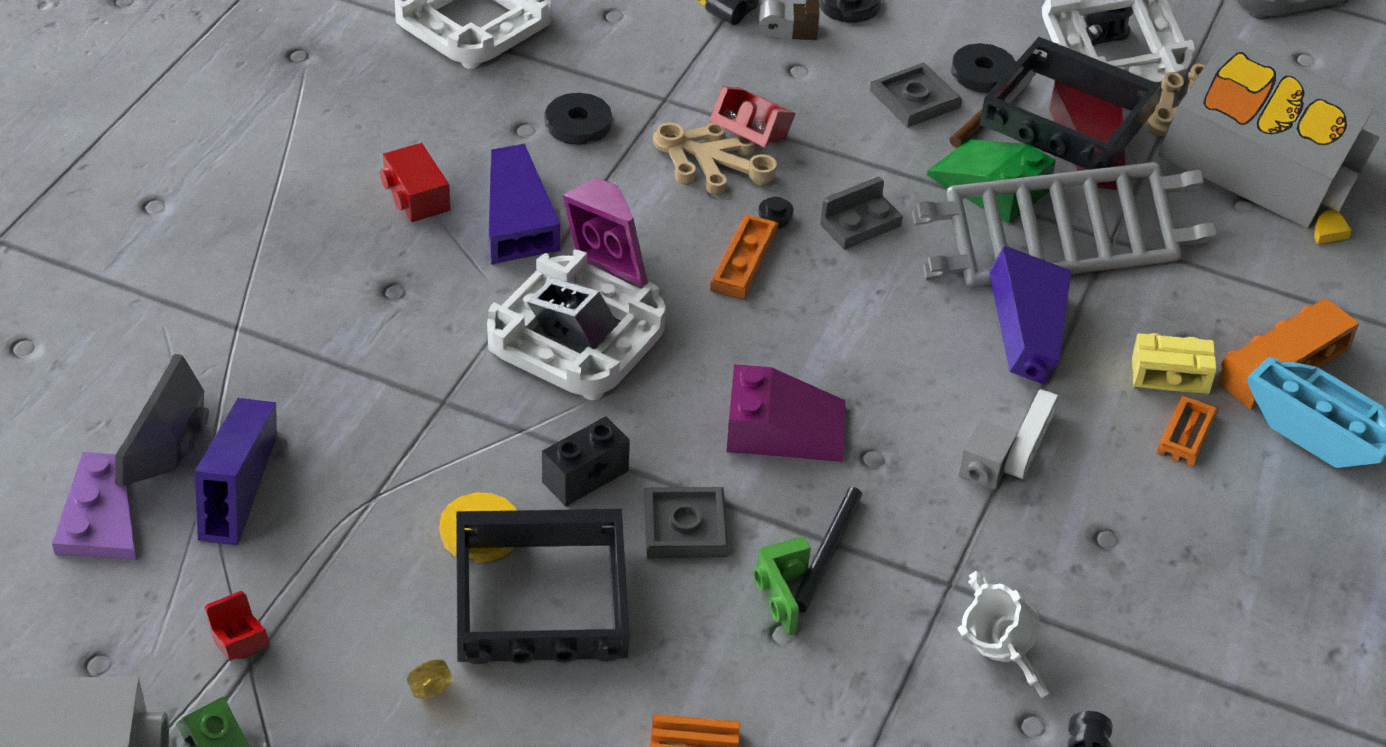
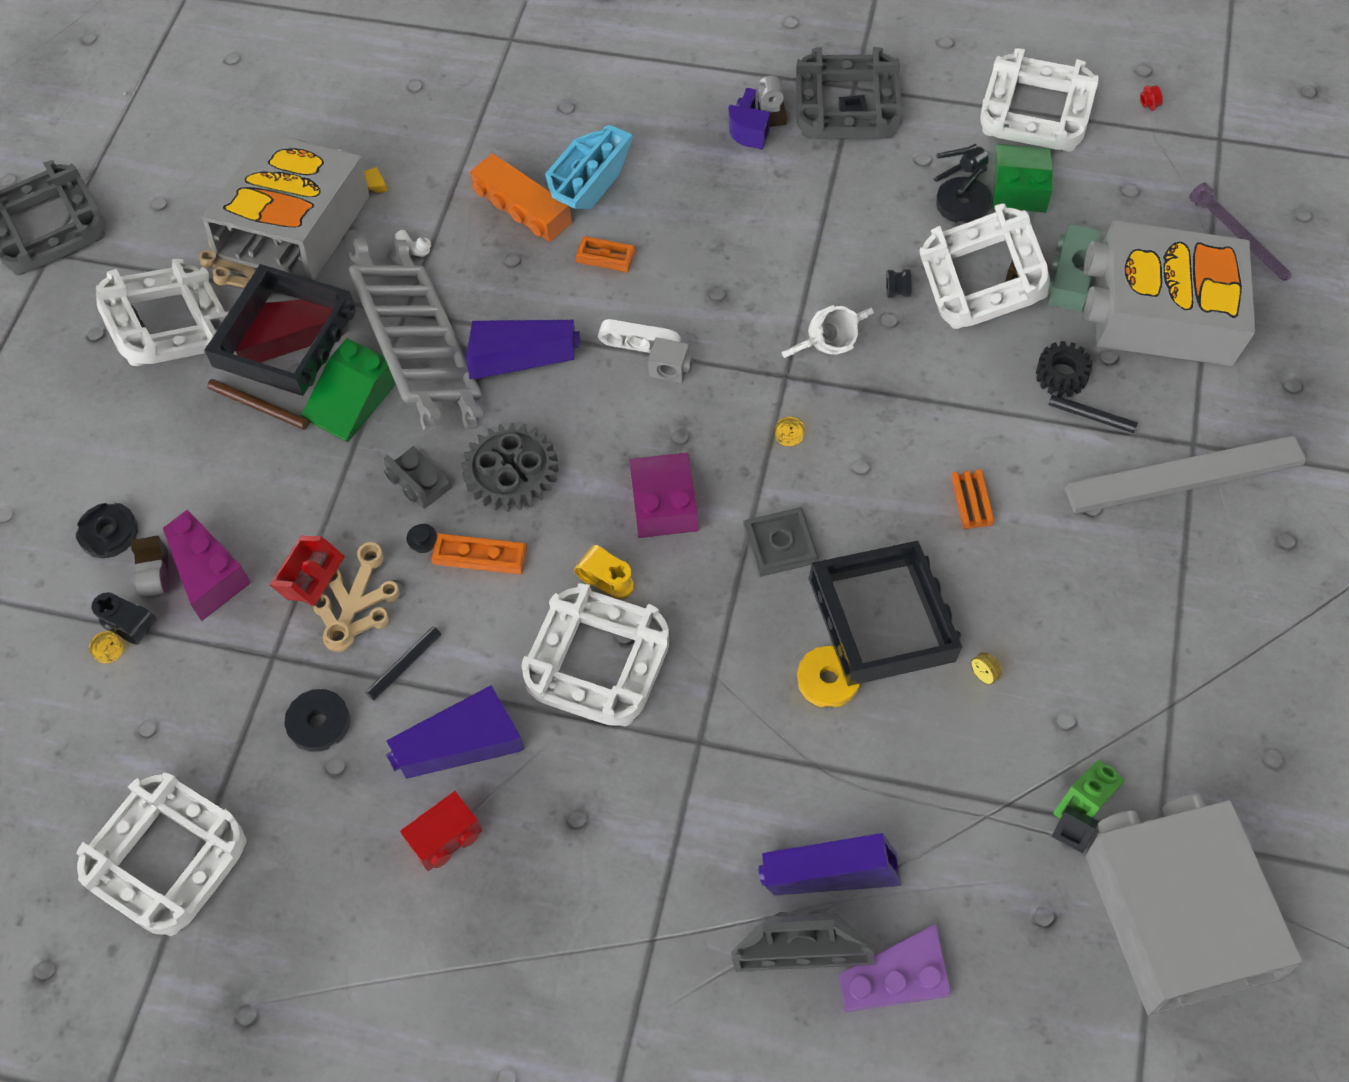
camera: 95 degrees left, 15 degrees up
(184, 705) = (1075, 829): none -> black tile
(235, 627) = (990, 813): red bracket -> none
(573, 313) = (601, 649): black brick -> none
(585, 460) = (750, 612): black brick -> none
(605, 229) = (502, 636): magenta slope -> none
(624, 184) = (403, 663): none -> black bar
(683, 348) = (605, 573): none -> yellow piece
(774, 566) = (818, 476): bright green bracket -> none
(782, 48) = (204, 565): none -> magenta wedge
(827, 548) = (779, 449): black bar -> none
(853, 288) = (528, 451): none -> dark grey gear
(853, 565) = (789, 431): none -> clear yellow tile
(915, 94) = (244, 460): dark grey tile -> none
(970, 58) = (190, 405): black tile -> none
(1173, 363) = (547, 261): light yellow brick -> none
(1213, 249) = (418, 248): none -> white arm

